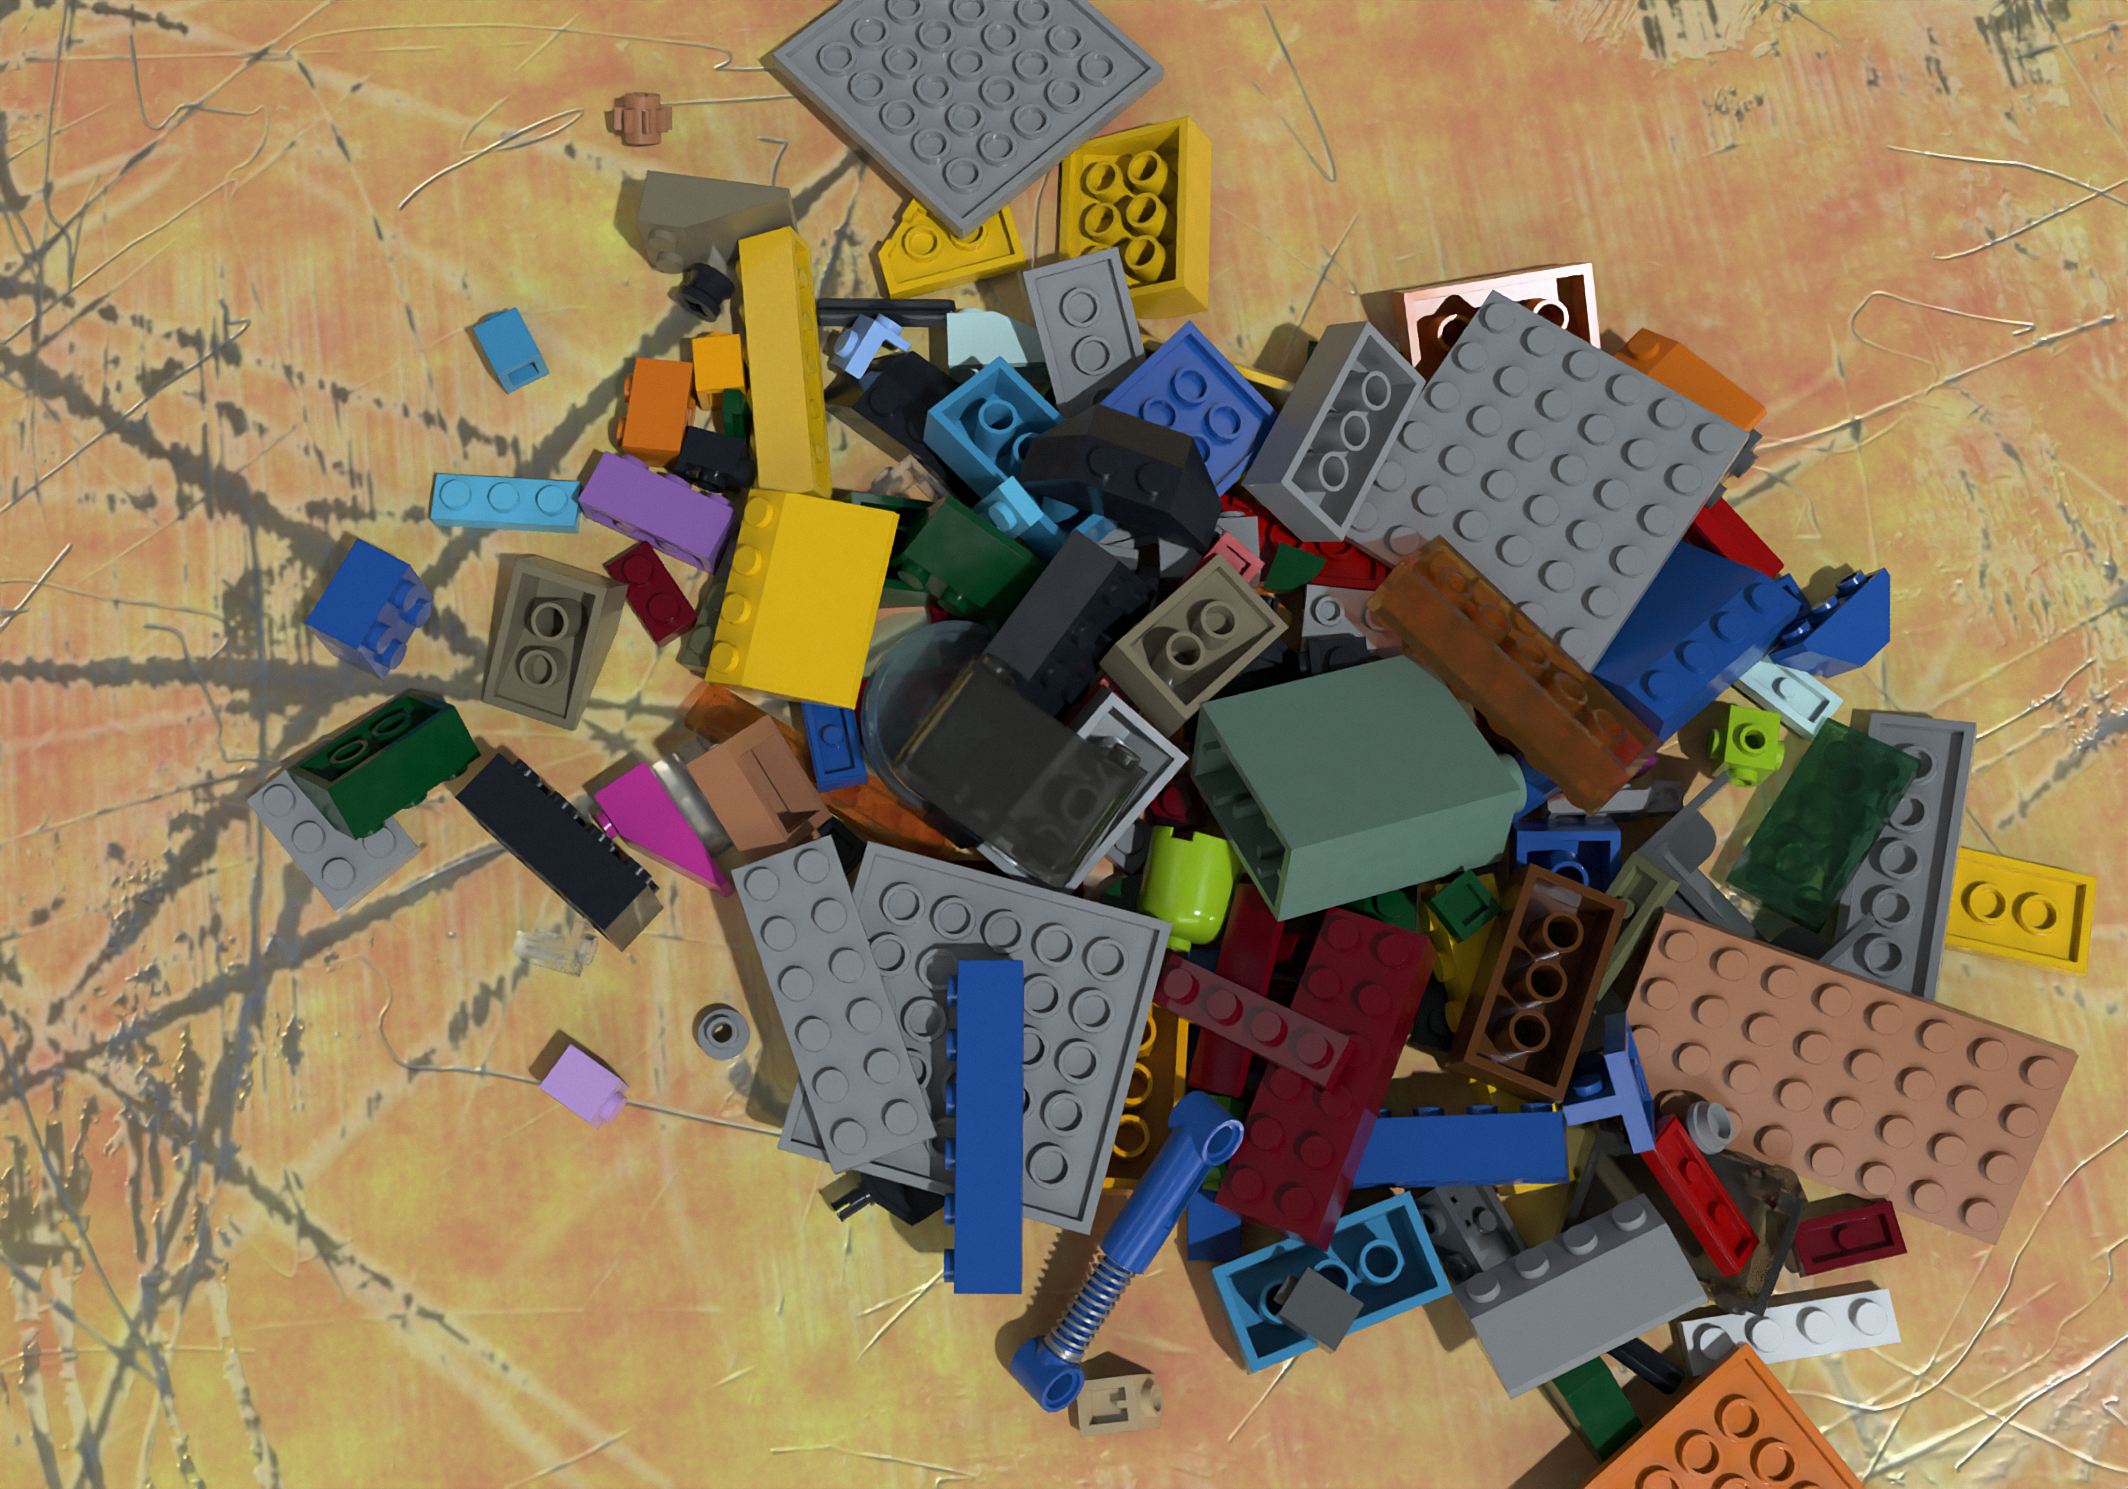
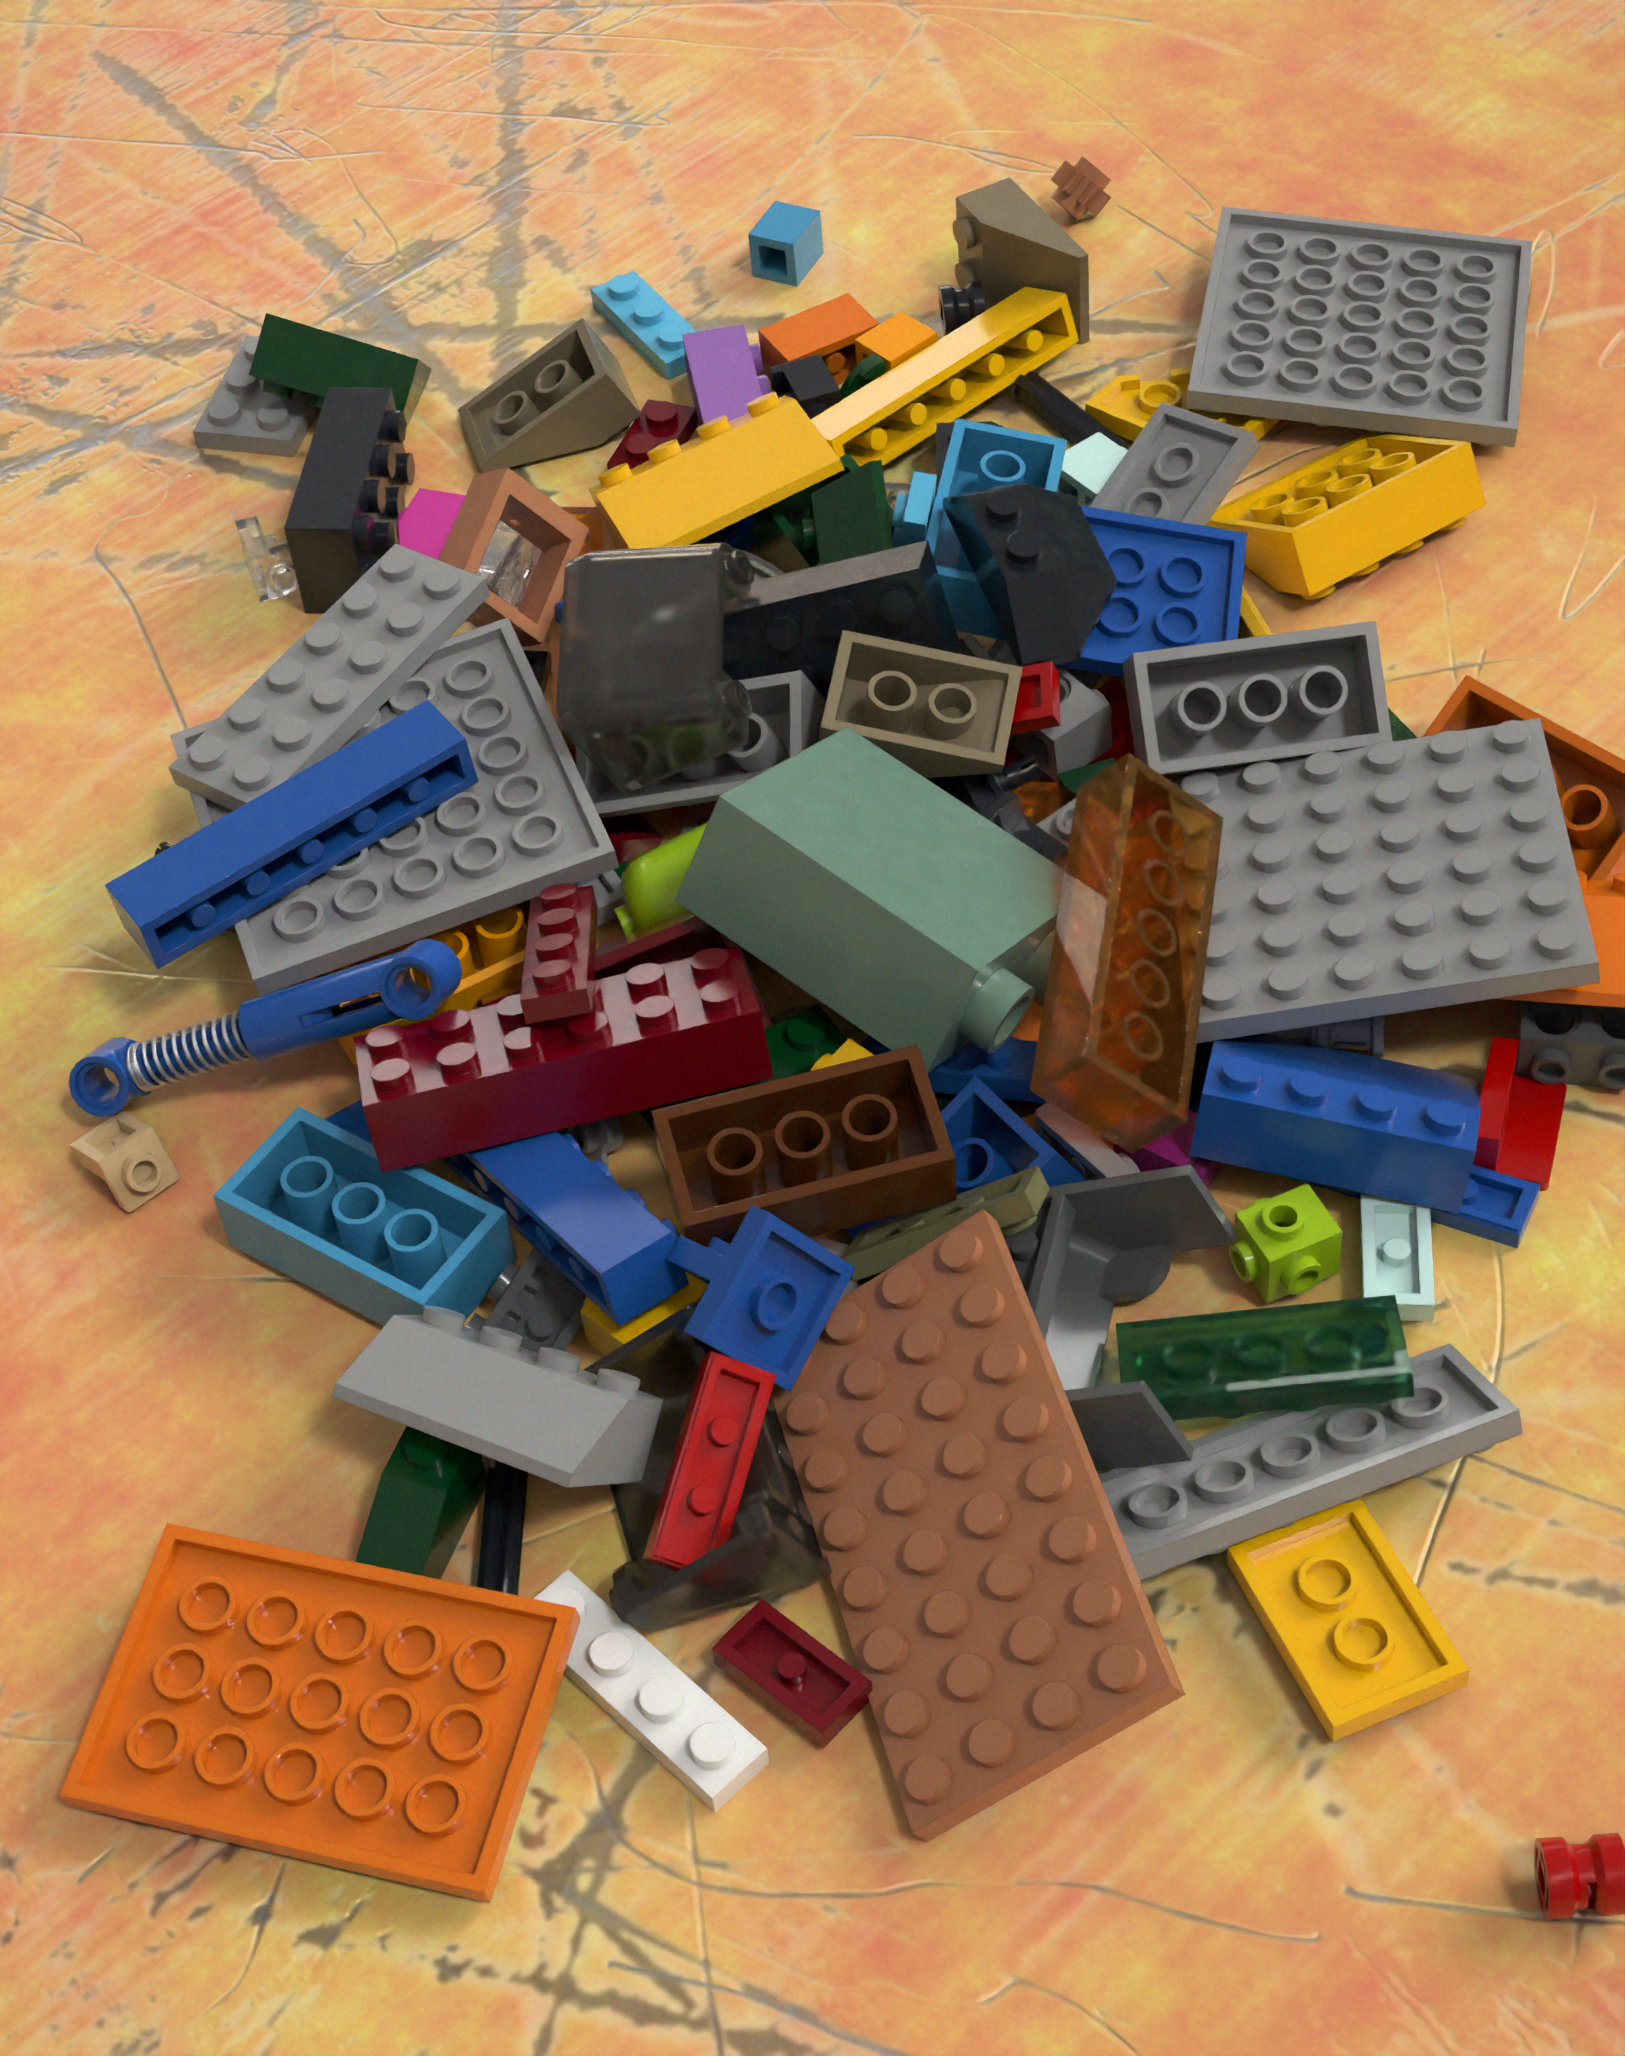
camera: 60 degrees right, 25 degrees down
(371, 610) = (466, 287): blue brick -> none
(585, 1087) = (153, 644): lavender brick -> none
(859, 344) = (1020, 408): light blue bracket -> none
(1316, 1308) = (308, 1187): dark grey brick -> none
(1464, 906) = (839, 1043): dark green plate -> none
(1709, 1126) = (795, 1430): light grey plate -> none
(1842, 628) = (1503, 1242): blue slope -> none

